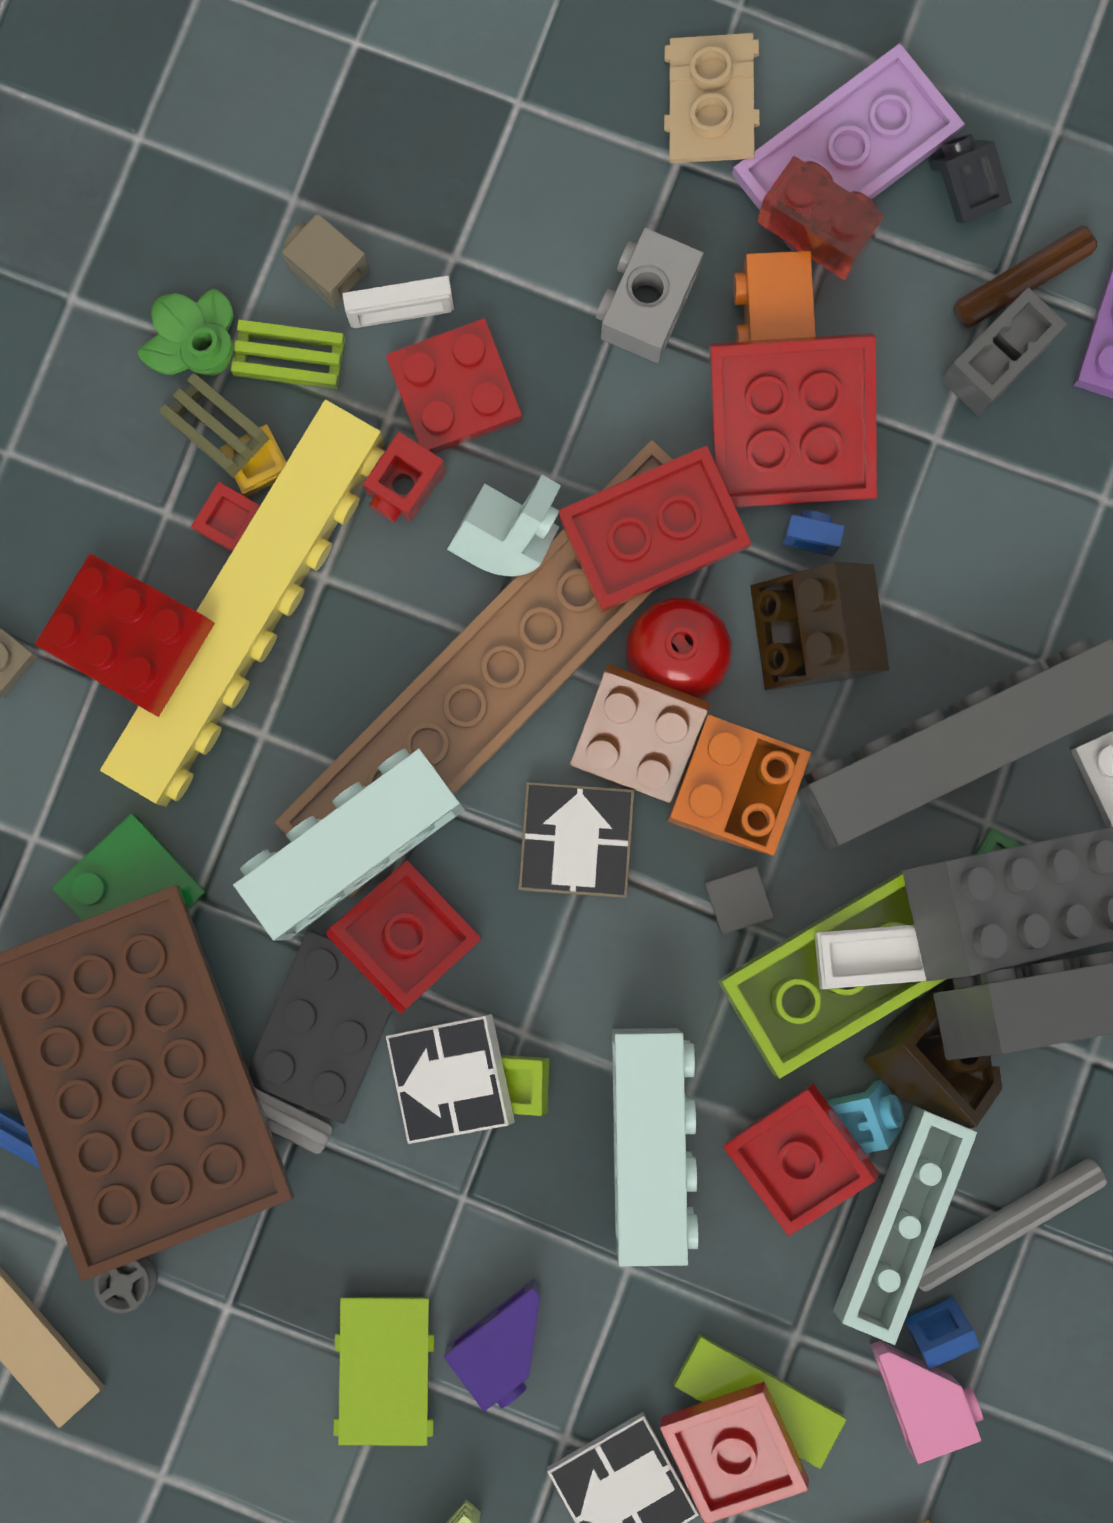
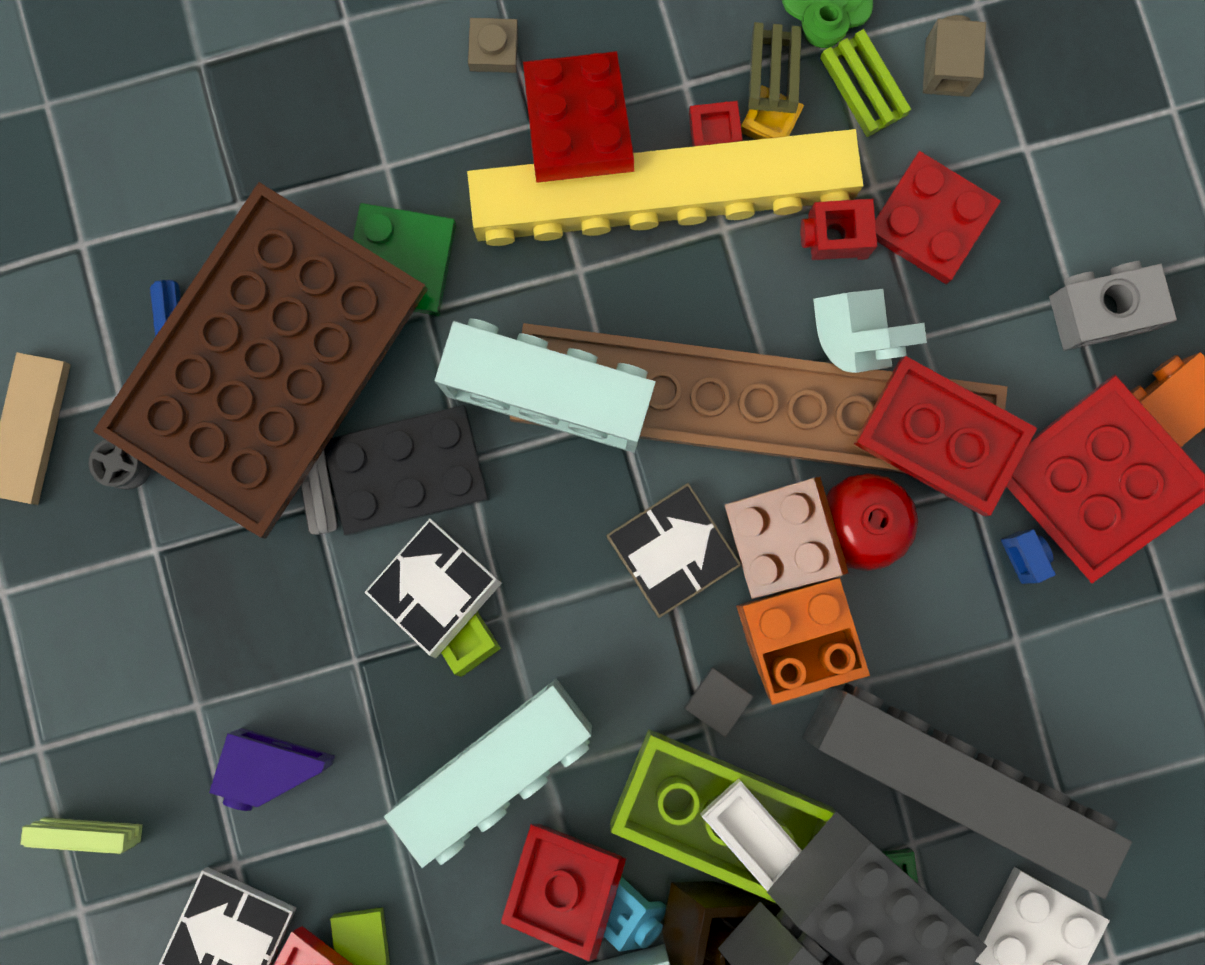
camera: 50 degrees right, 0 degrees up
(384, 1371) = (189, 697): lime piece -> none
(398, 302) = (965, 130): white tile -> none
(403, 936) = (509, 477): red plate -> none
(819, 626) = (965, 611): dark brown slope -> none

